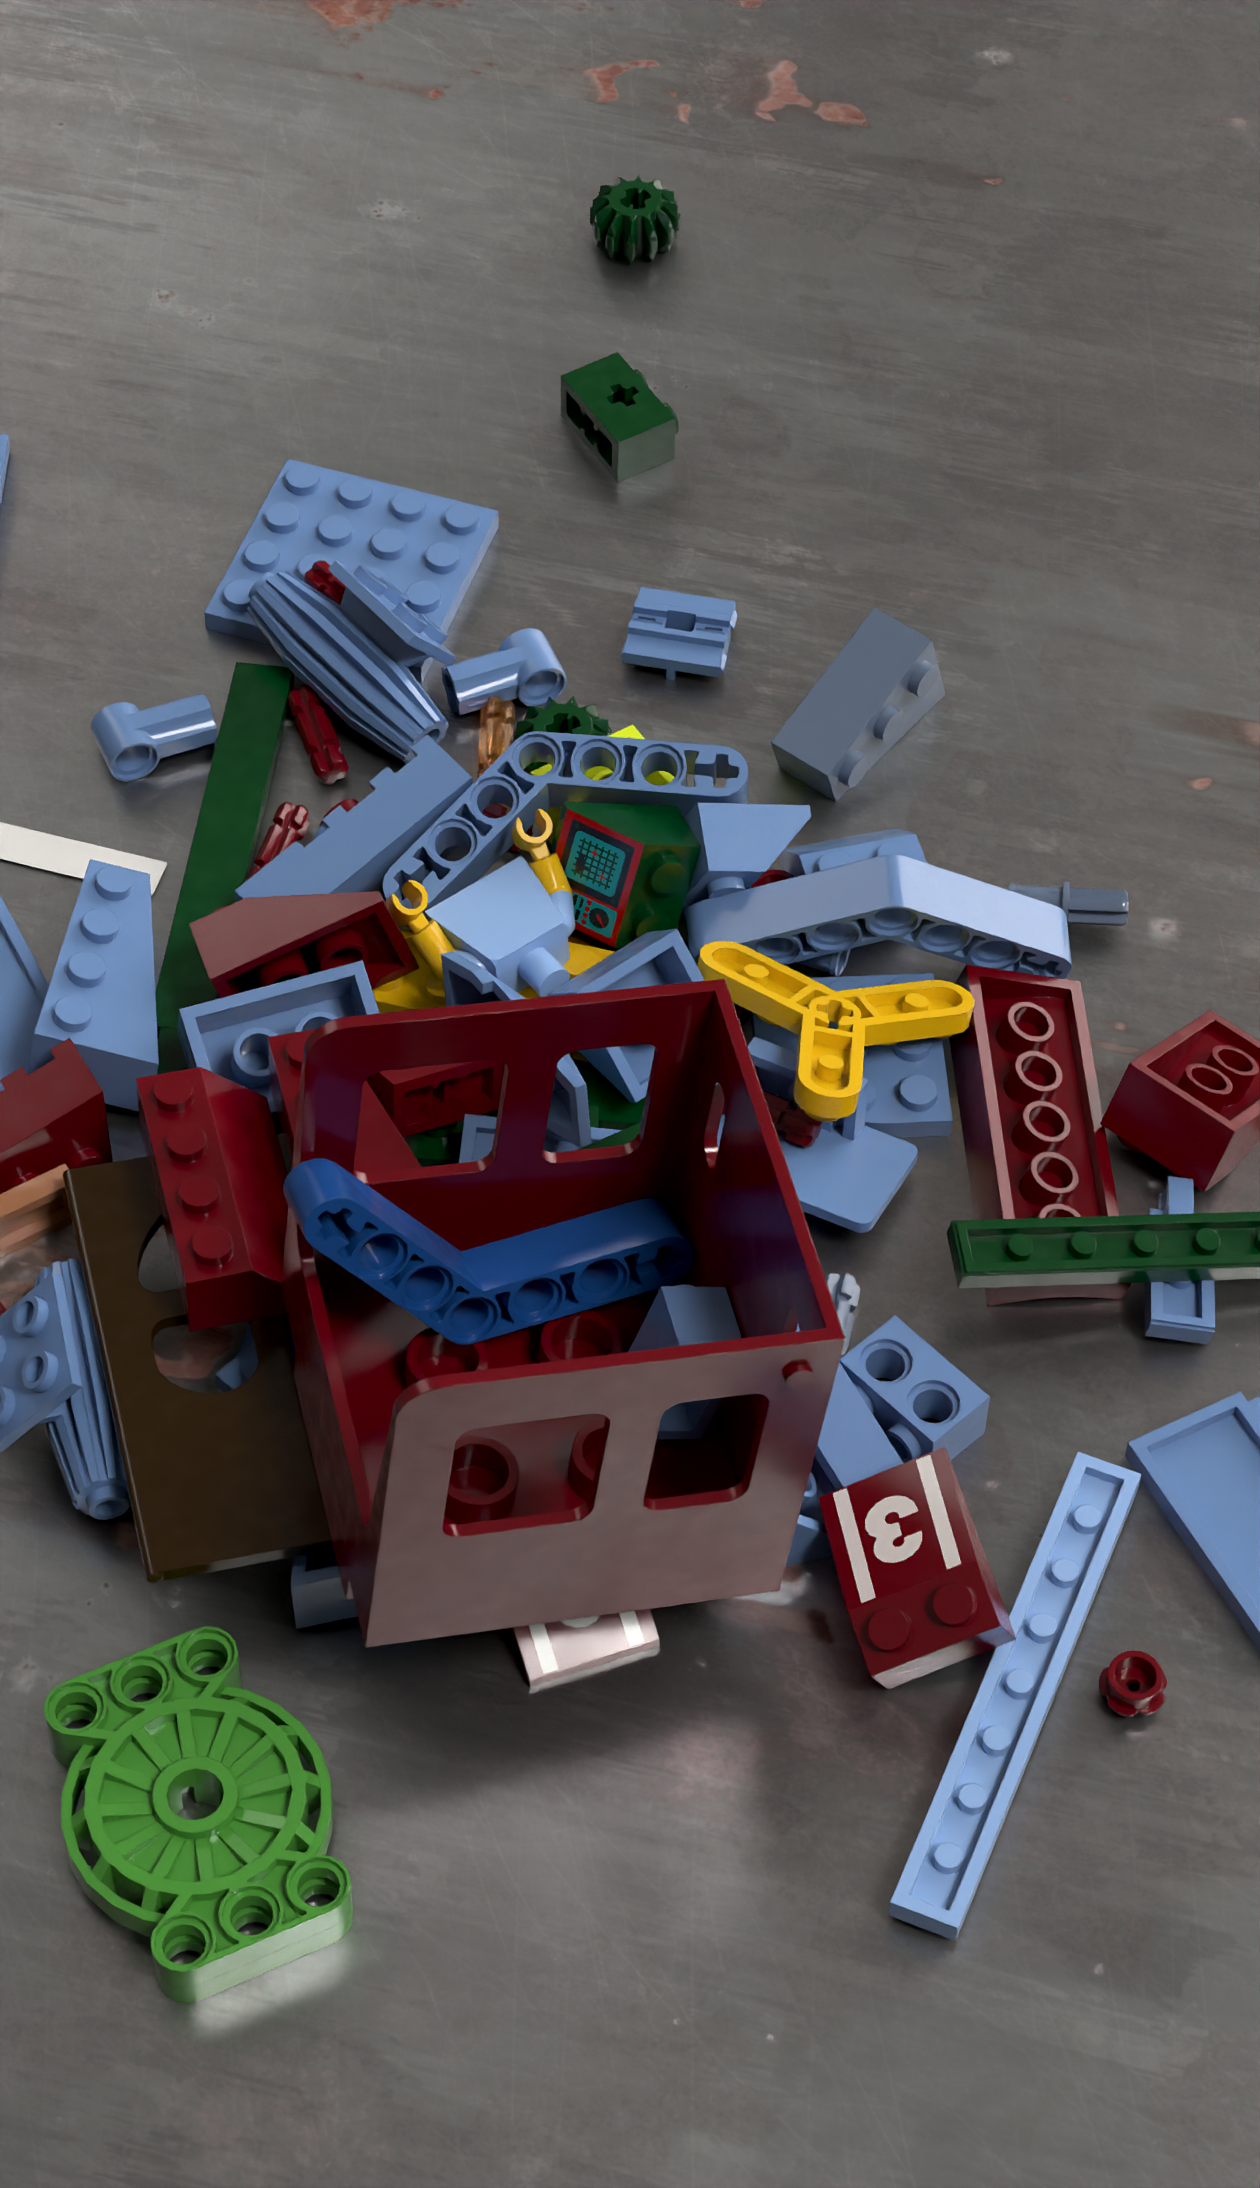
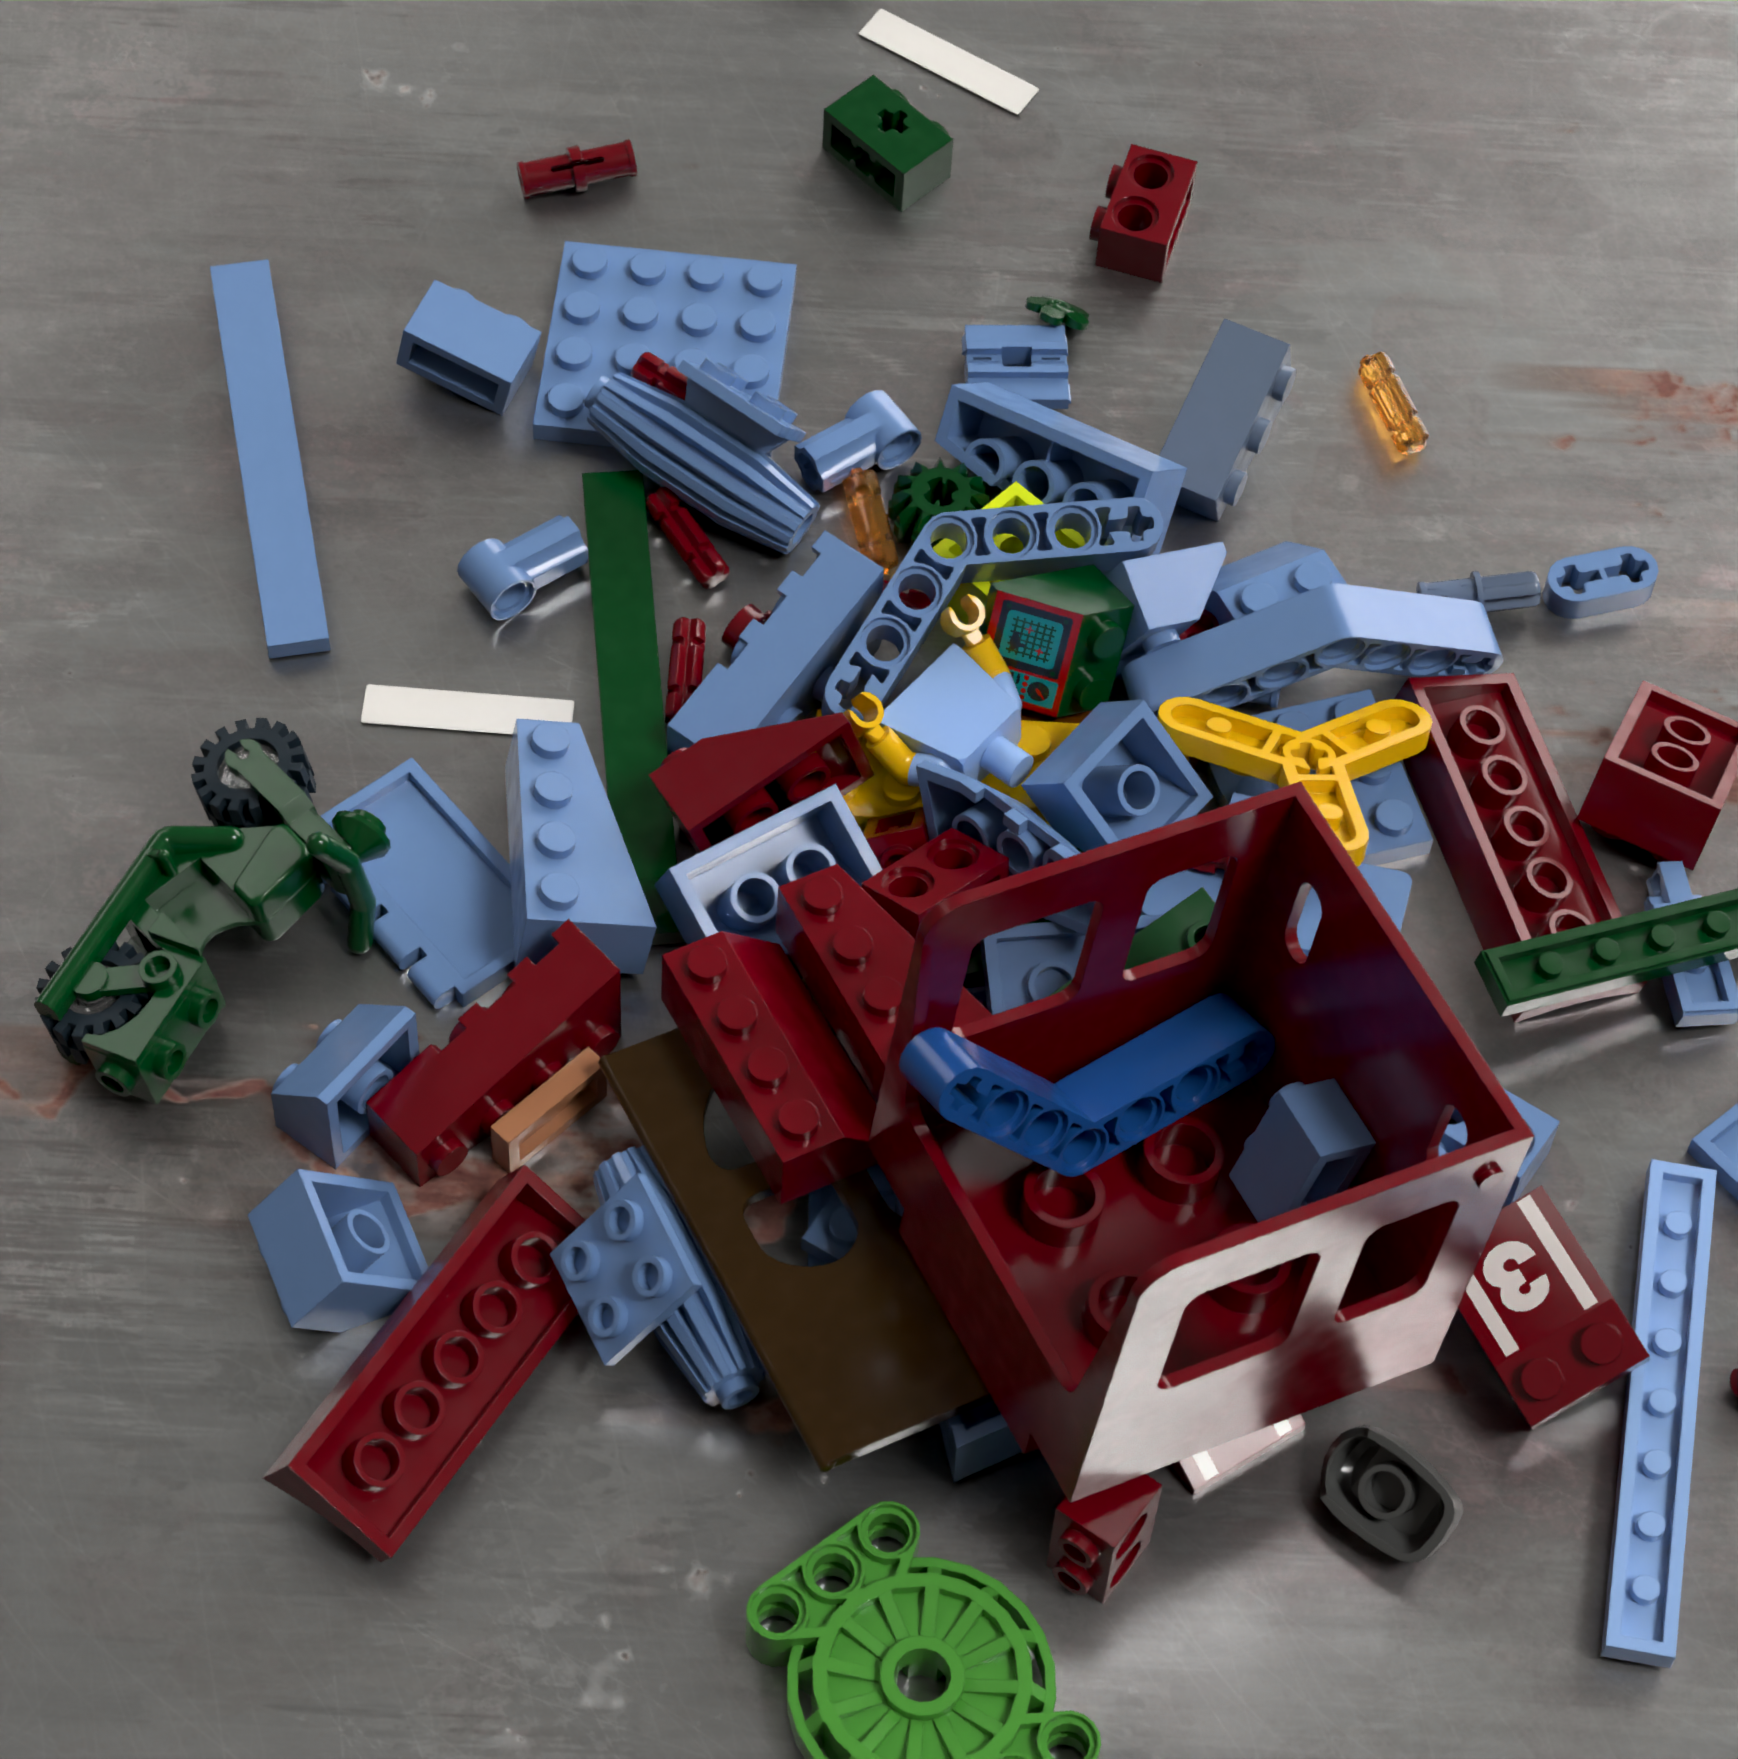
camera: 15 degrees left, 5 degrees up
(163, 534) = (468, 347): none -> medium blue brick
(319, 398) = (576, 169): none -> dark red pin
(415, 1696) = (1102, 1536): none -> dark red brick
(672, 702) = (1052, 454): none -> medium blue wedge
(705, 358) = (949, 61): none -> white sticker
(715, 1717) = (1388, 1493): none -> dark grey piece
(735, 589) = (1058, 312): none -> dark green plant
(845, 514) = (1144, 212): none -> dark red brick
(1038, 720) = (1393, 403): none -> clear orange axle
(1194, 914) = (1600, 582): none -> medium blue beam

